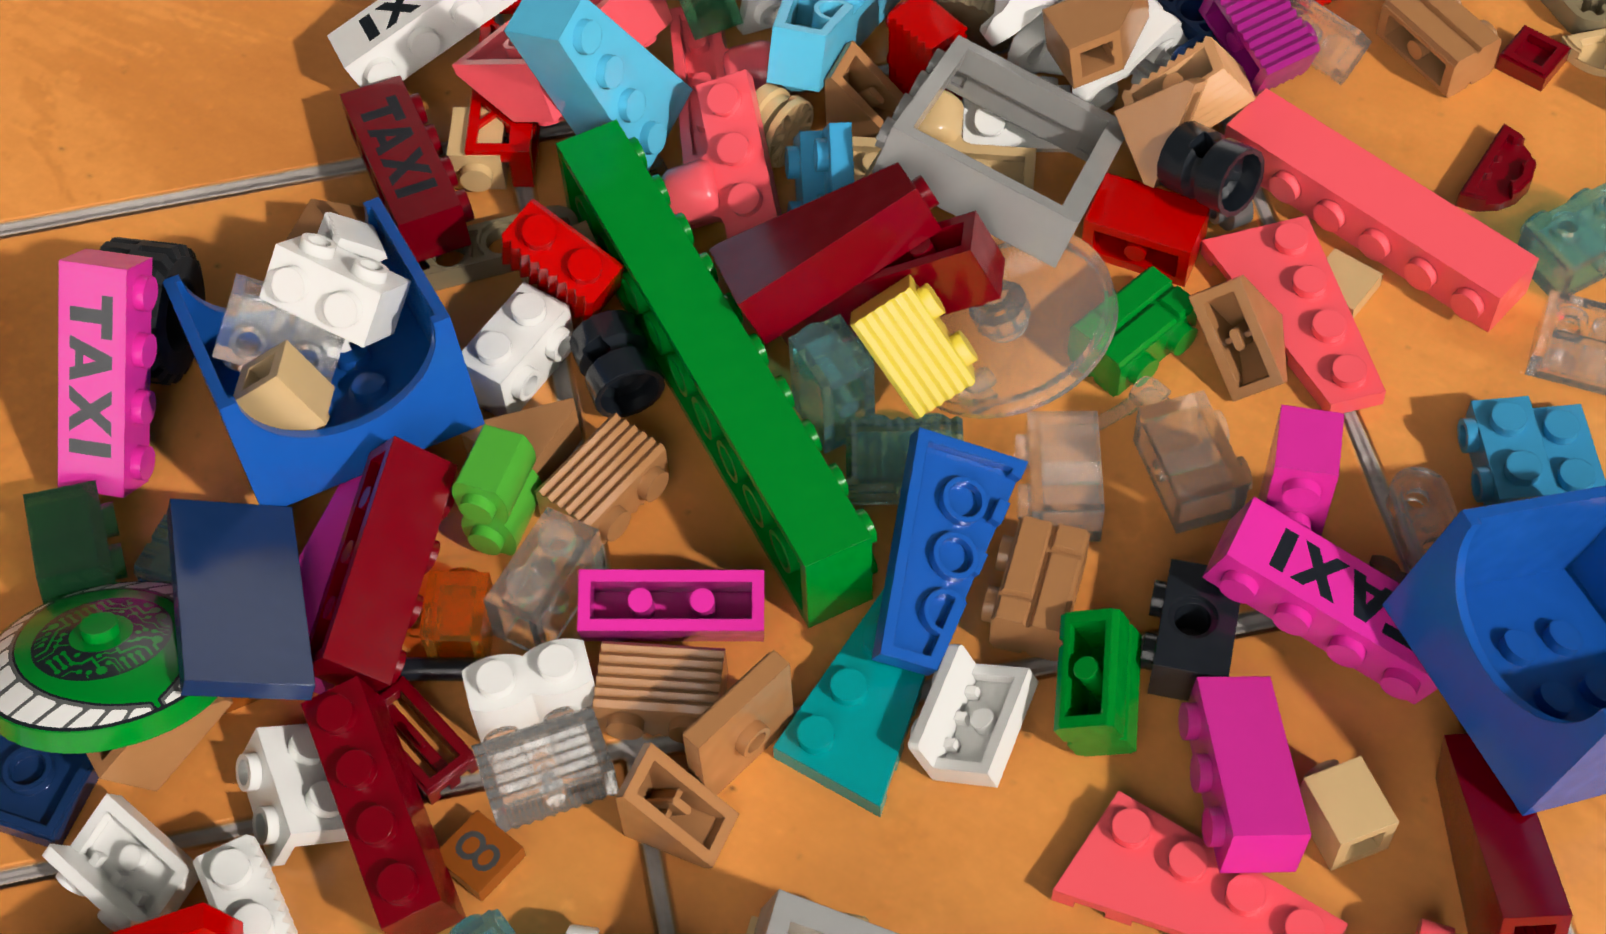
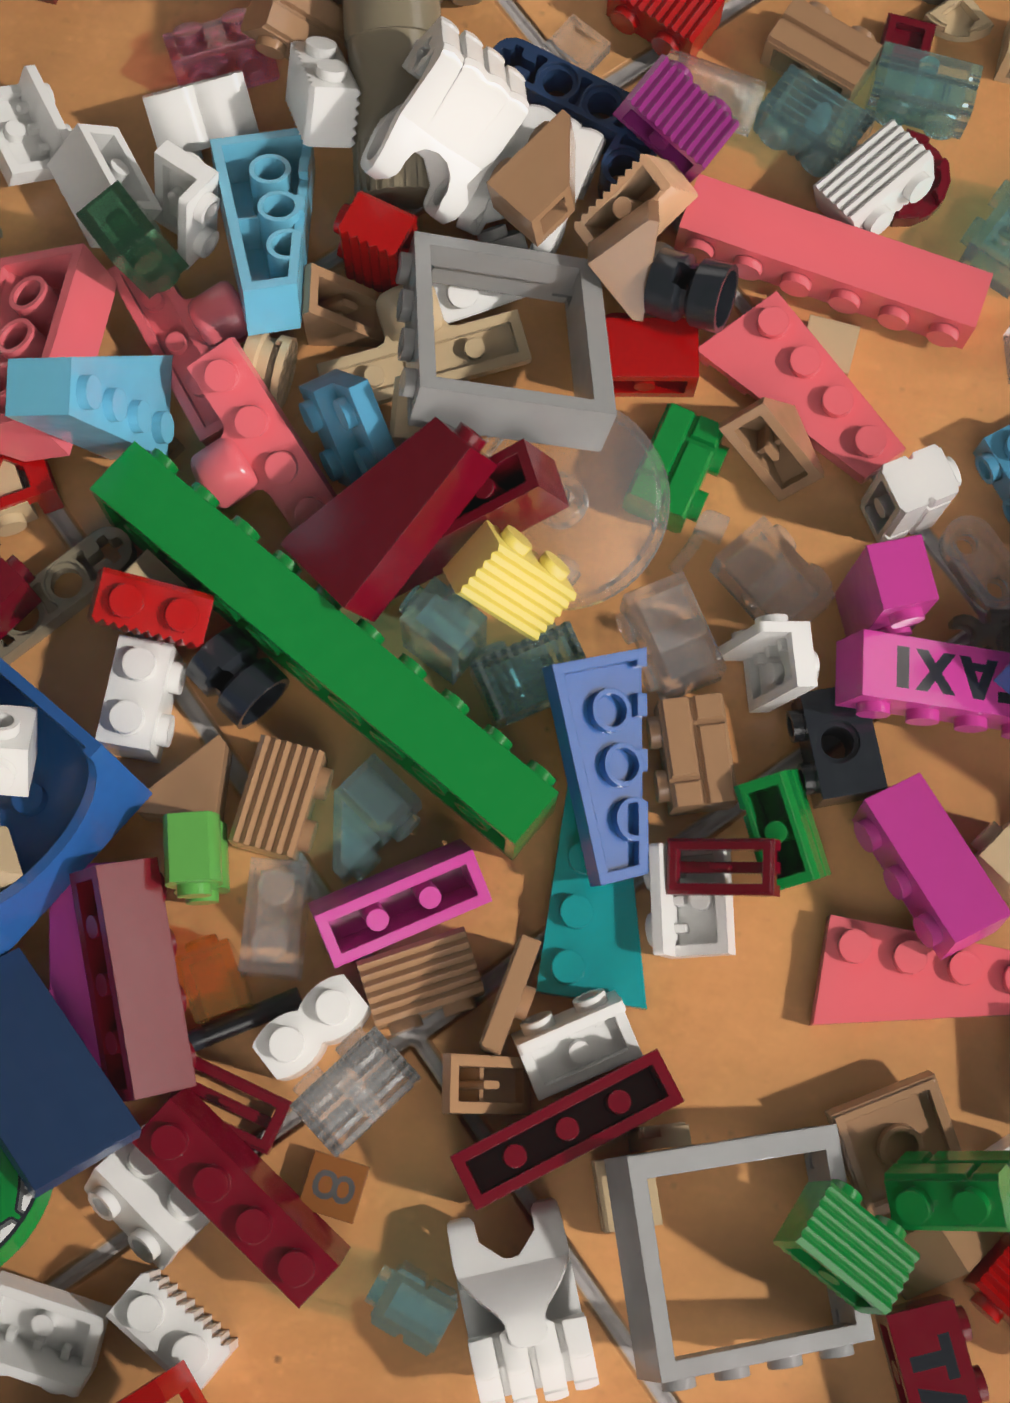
camera: 30 degrees left, 20 degrees up
(684, 524) = (367, 814): none -> clear light blue slope
(733, 875) = (566, 1129): none -> dark red brick
(789, 804) = (576, 1042): none -> white bracket
(1011, 696) = (768, 868): none -> dark red tile
(1158, 509) = (775, 660): none -> white bracket
(1377, 417) = (910, 493): none -> white brick
(1405, 90) = (811, 122): none -> clear light blue brick
(1451, 147) = (876, 180): none -> white brick
(1532, 94) = (923, 91): none -> clear light blue brick

